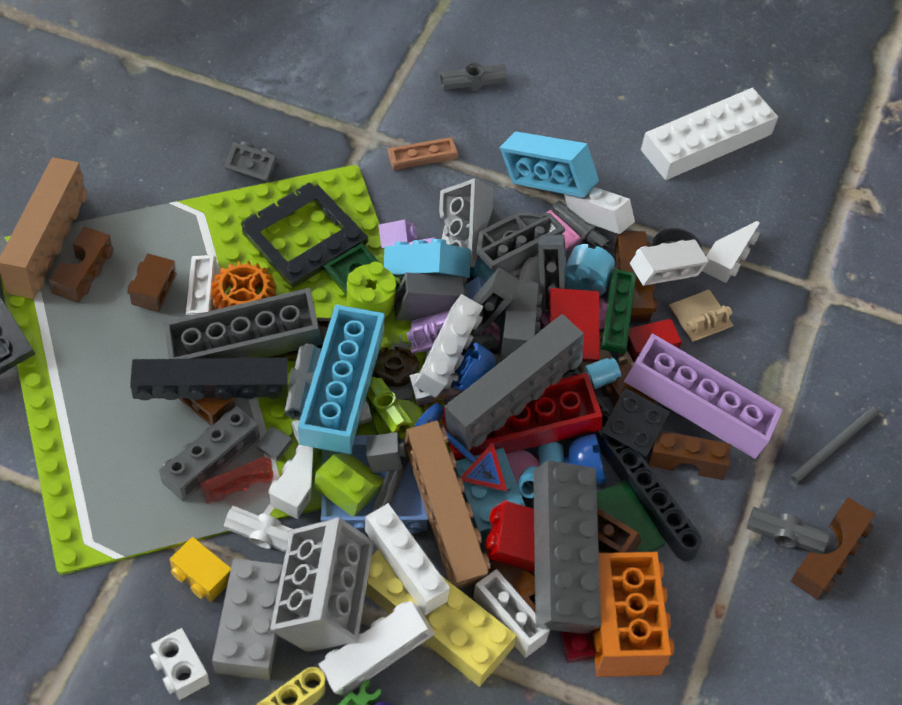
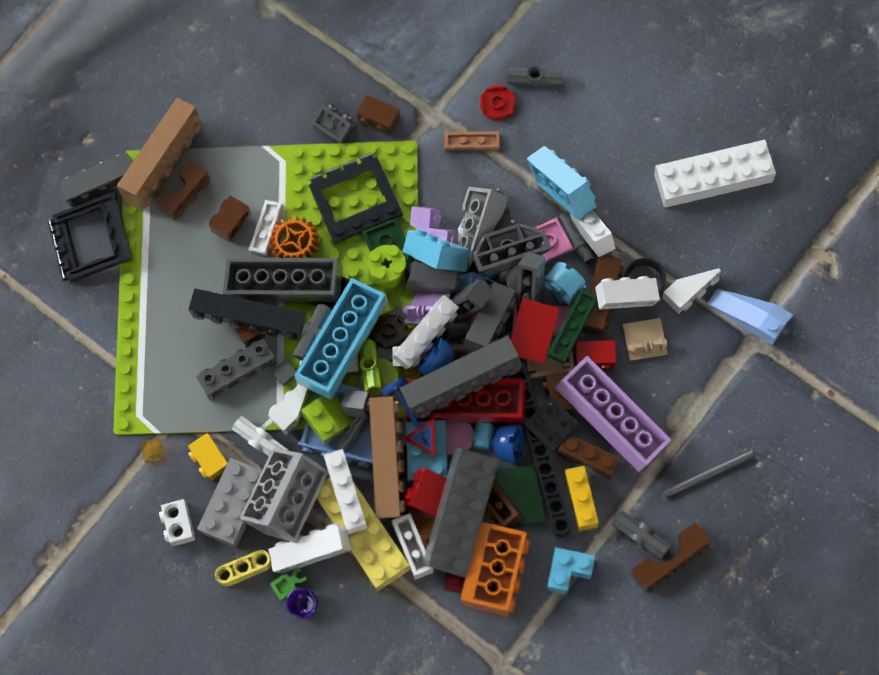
camera: 30 degrees right, 15 degrees up
(117, 581) = (152, 450): none -> clear yellow plate
(237, 480) = (250, 396): clear red plate -> none
(304, 144) = (378, 115): none -> reddish brown brick
(438, 111) = (497, 103): none -> red tile
(526, 482) = (459, 443): medium azure brick -> none
(603, 372) = (540, 376): medium azure brick -> none
(710, 516) = (581, 498): none -> yellow arch
(714, 588) = (568, 564): none -> medium azure brick
(812, 266) = (757, 316): none -> light blue wedge

